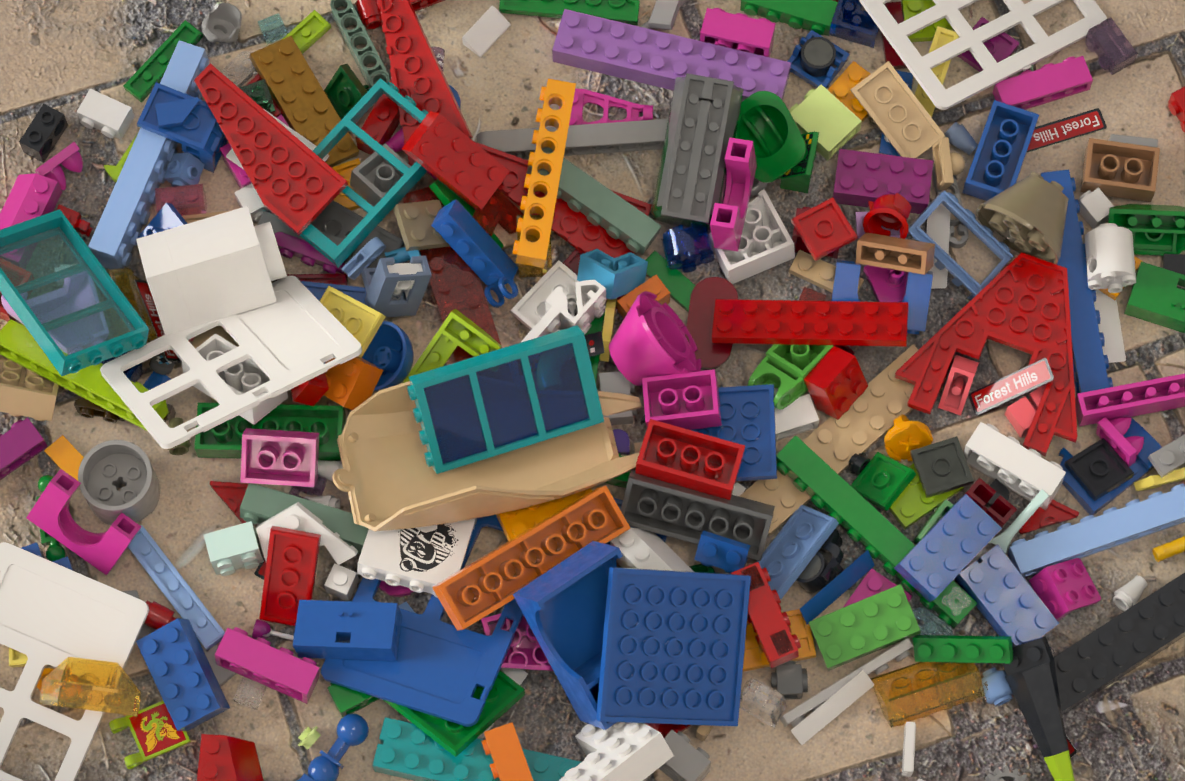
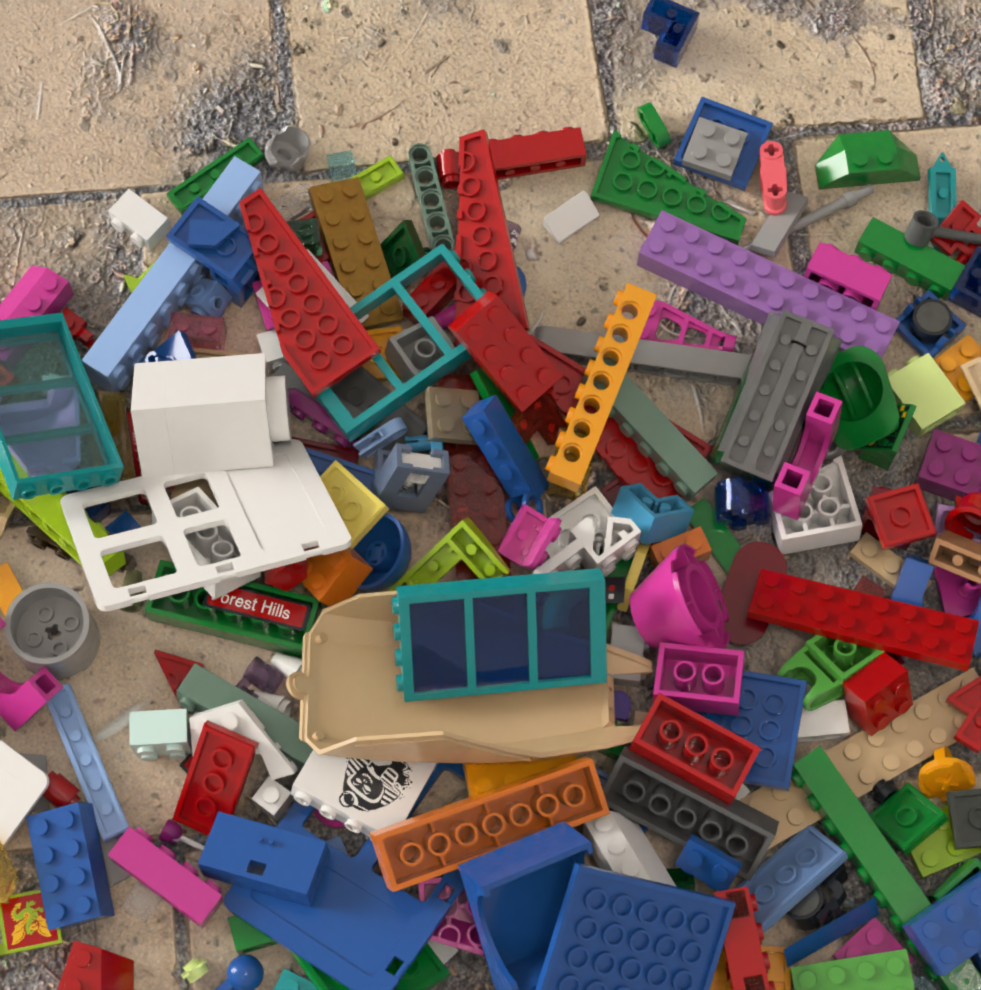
camera: 10 degrees right, 0 degrees up
(43, 133) = (68, 226): black brick -> none
(69, 158) = (88, 258): dark pink tile -> none
(161, 365) = (131, 508): dark grey tile -> none
(279, 457) = (234, 643): dark pink brick -> none
(315, 422) = (262, 607): none -> red sticker
(511, 315) = (529, 538): none -> dark pink bracket

